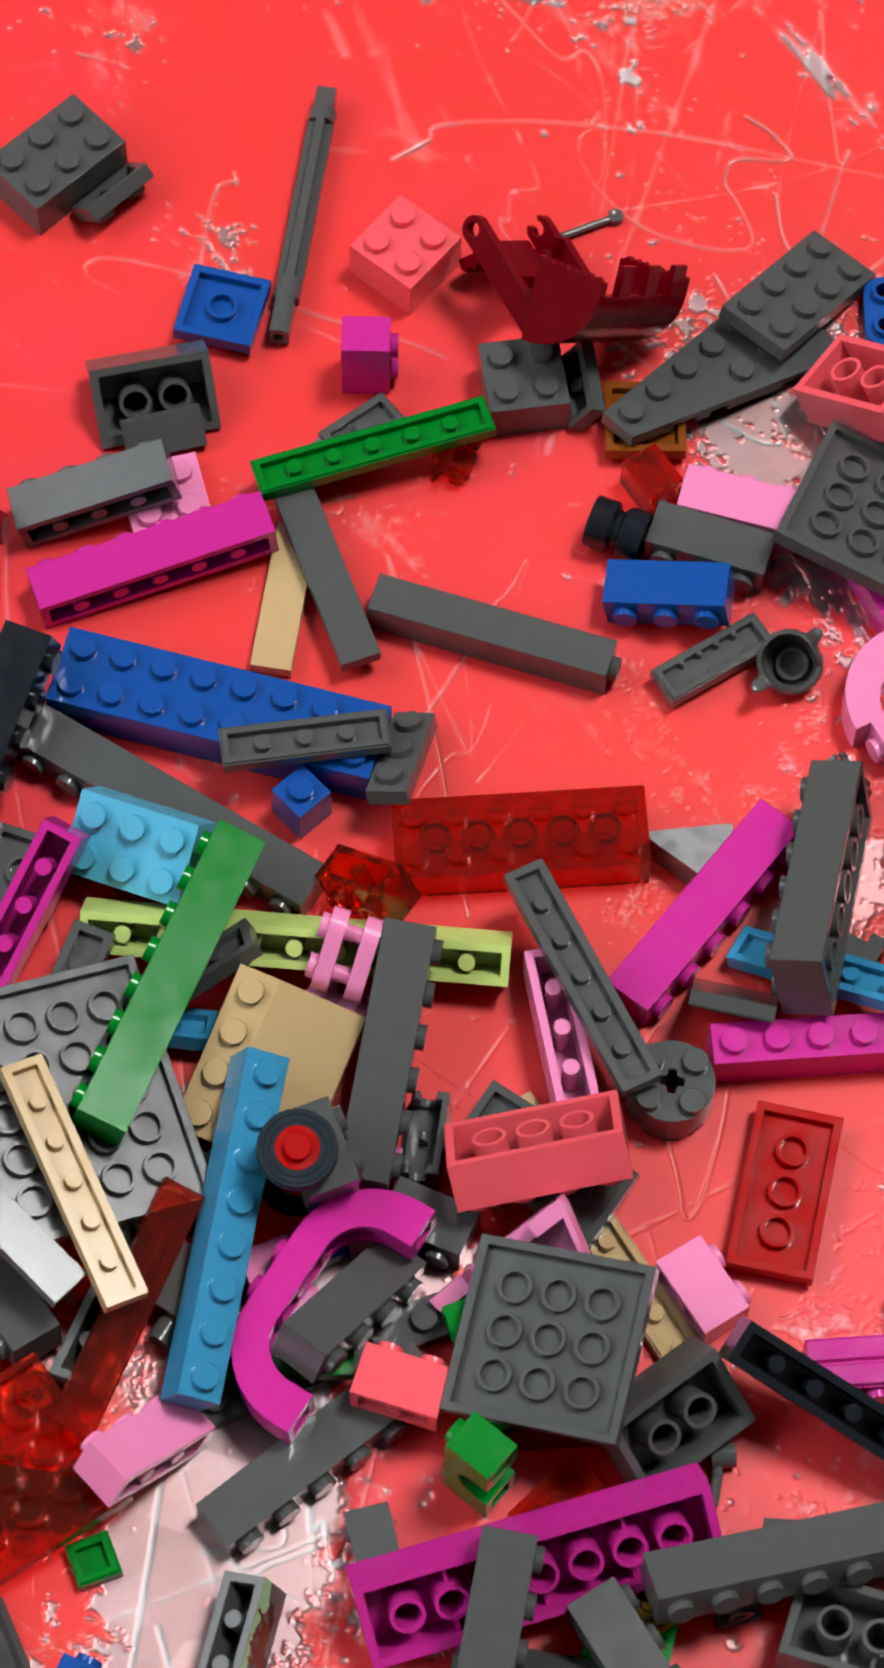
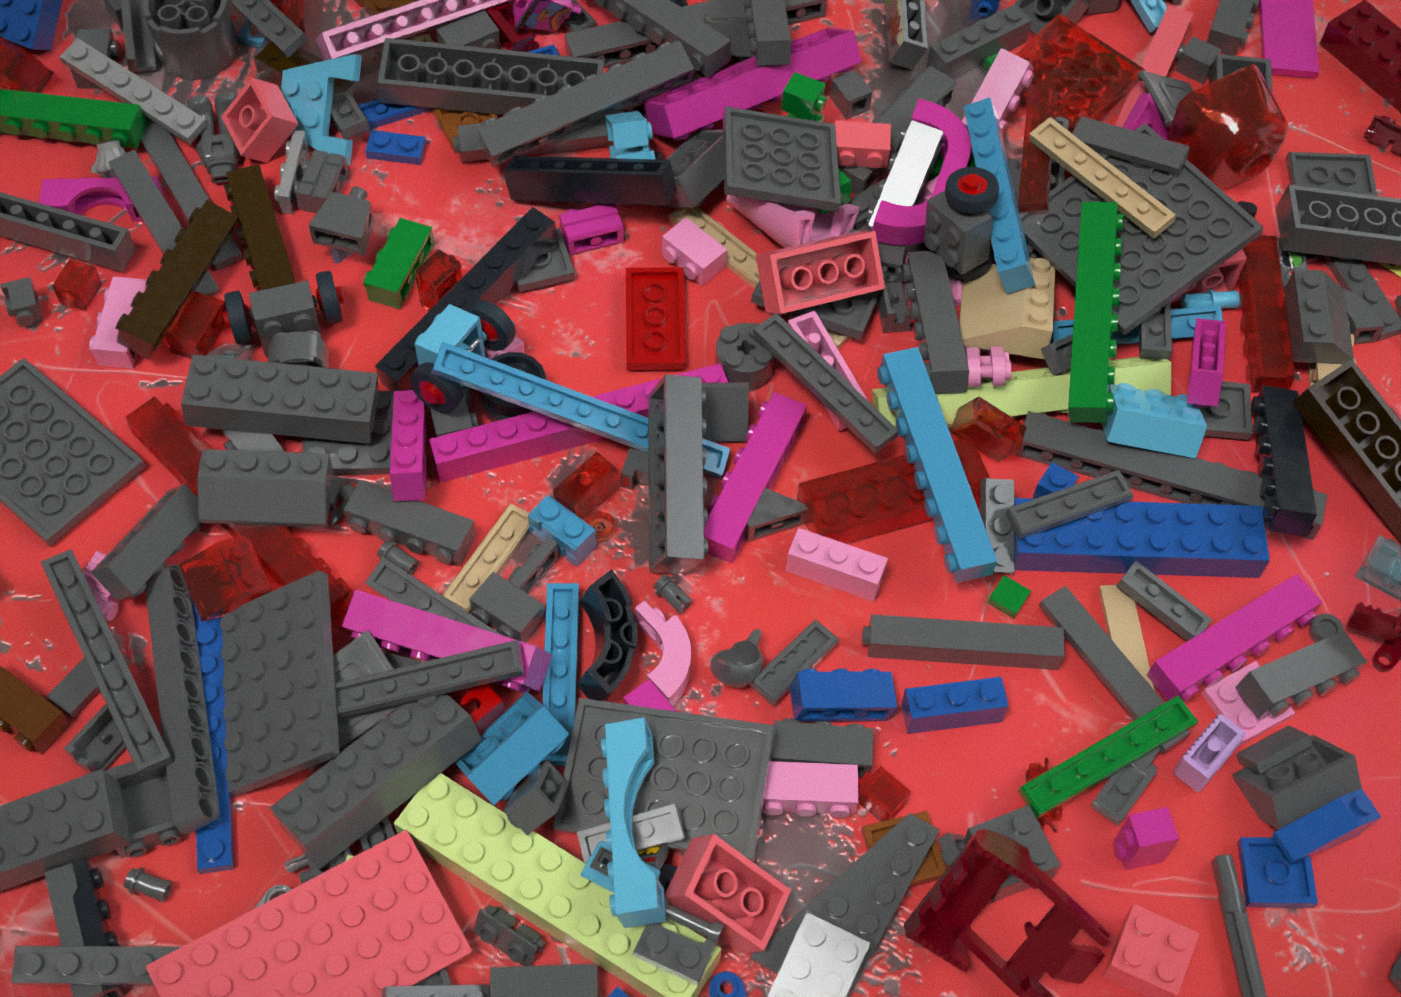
camera: 165 degrees right, 5 degrees down
(19, 557) = (1324, 626): none -> dark grey tile
(124, 1593) = (970, 46): none -> dark grey brick
(150, 323) = (1327, 826): none -> blue slope
(220, 623) = (1163, 601): none -> dark grey plate
(247, 434) = (1209, 752): none -> lavender brick
(411, 687) = (1009, 596): none -> green tile
(468, 824) = (936, 466): none -> dark azure brick
(532, 559) = (954, 705): none -> blue brick
(613, 527) = (897, 744): black wheel -> none
(625, 759) = (836, 564): none -> bright pink brick
(768, 1468) = (630, 136): none -> medium azure piece

